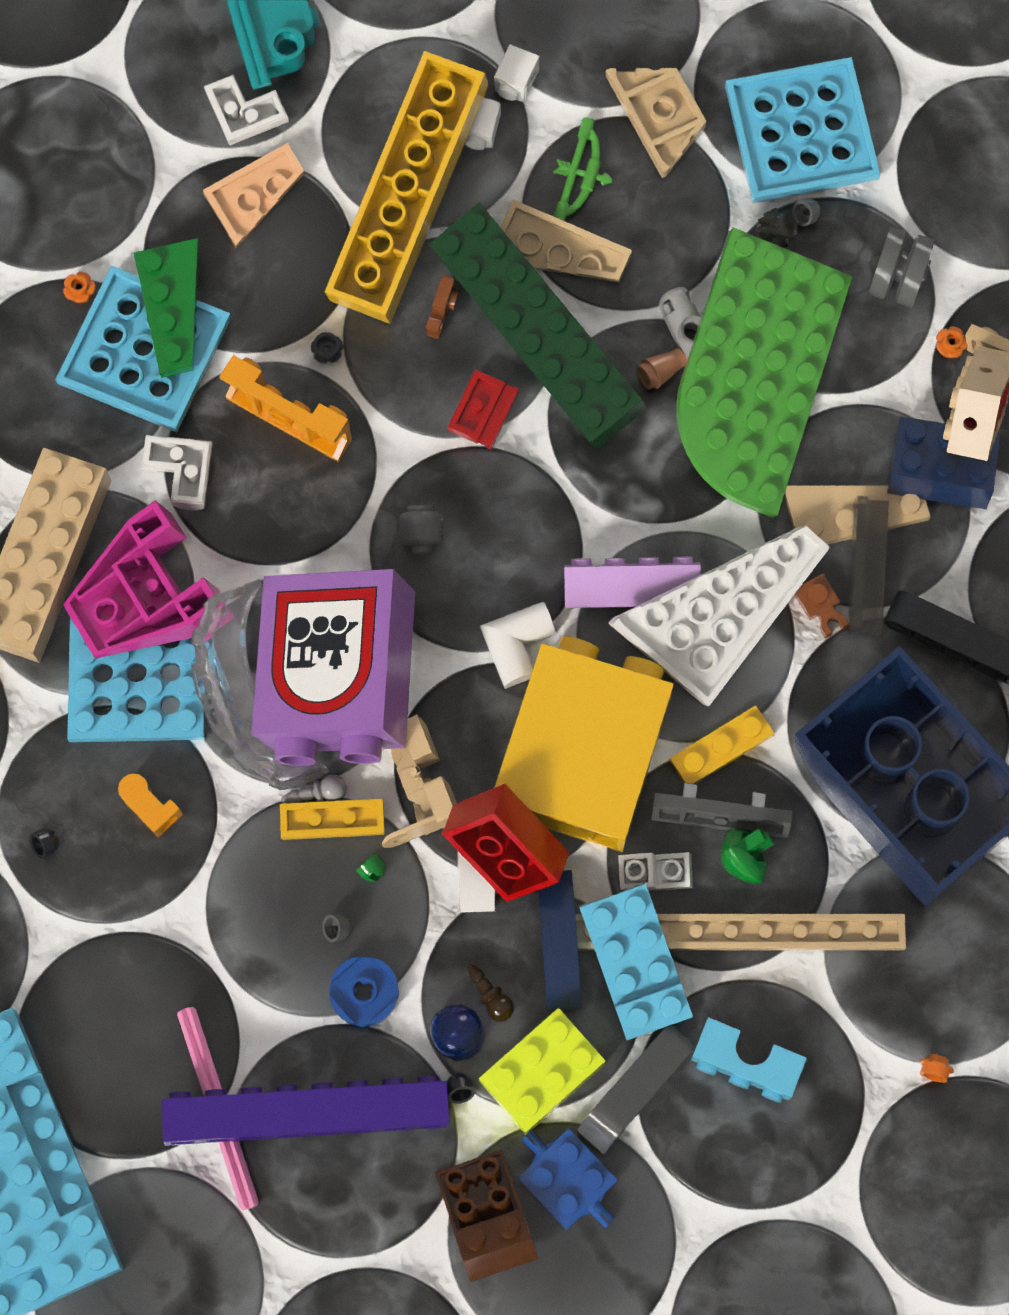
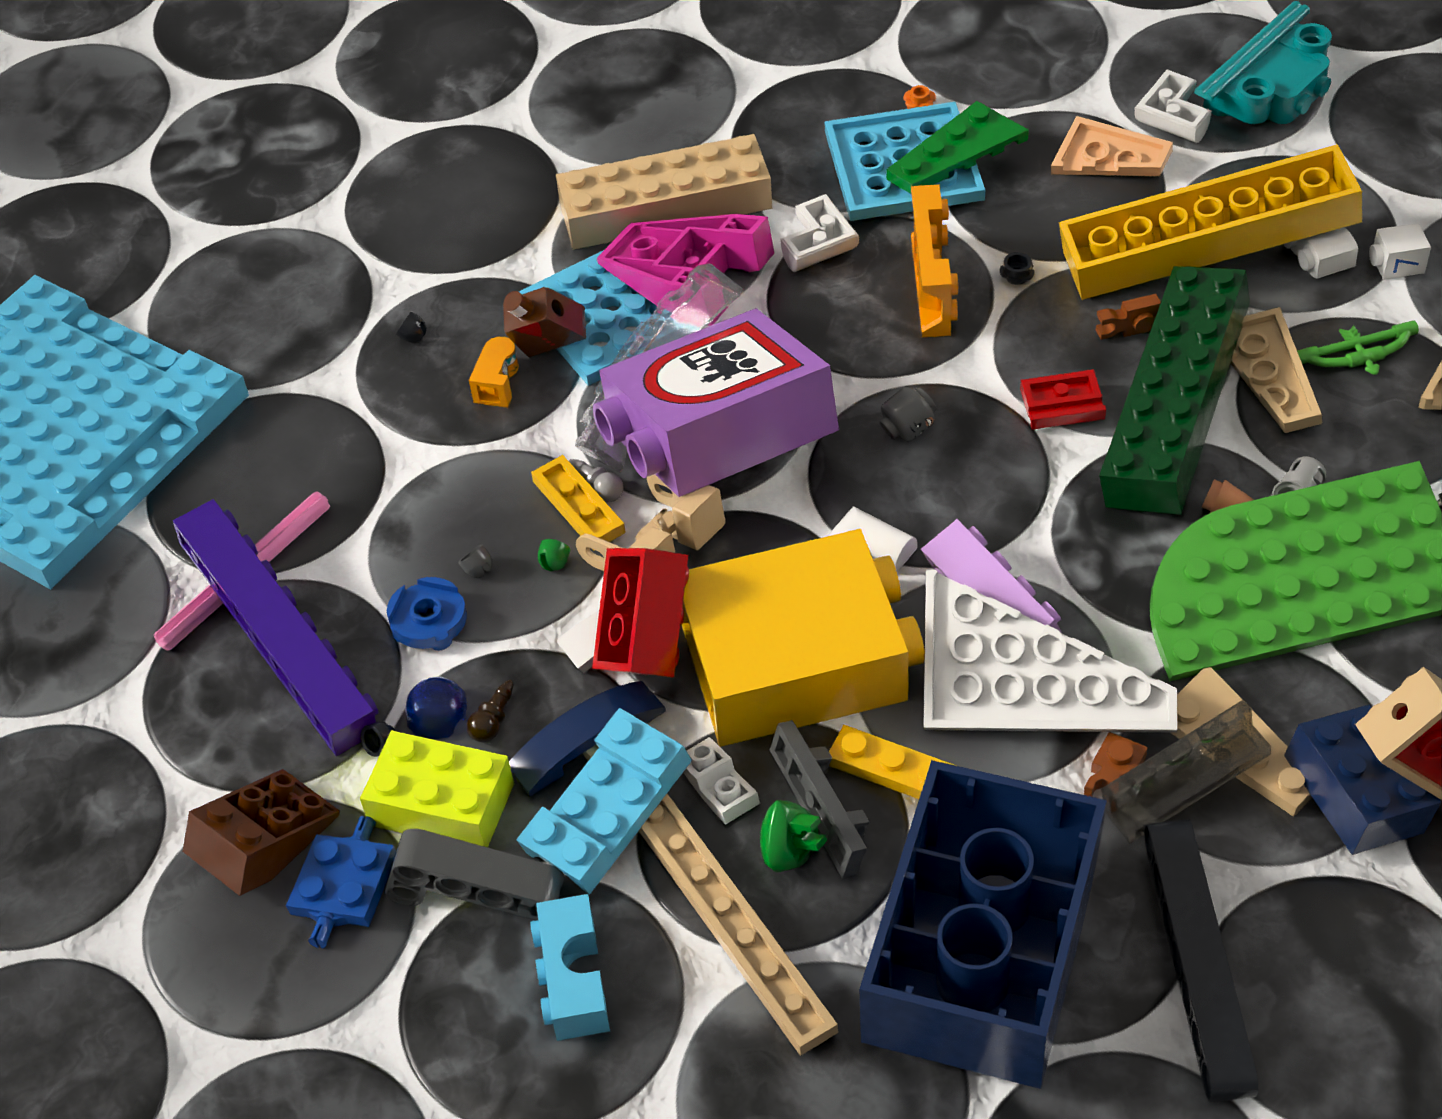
camera: 60 degrees right, 25 degrees down
(137, 741) = (543, 320): none -> reddish brown torso

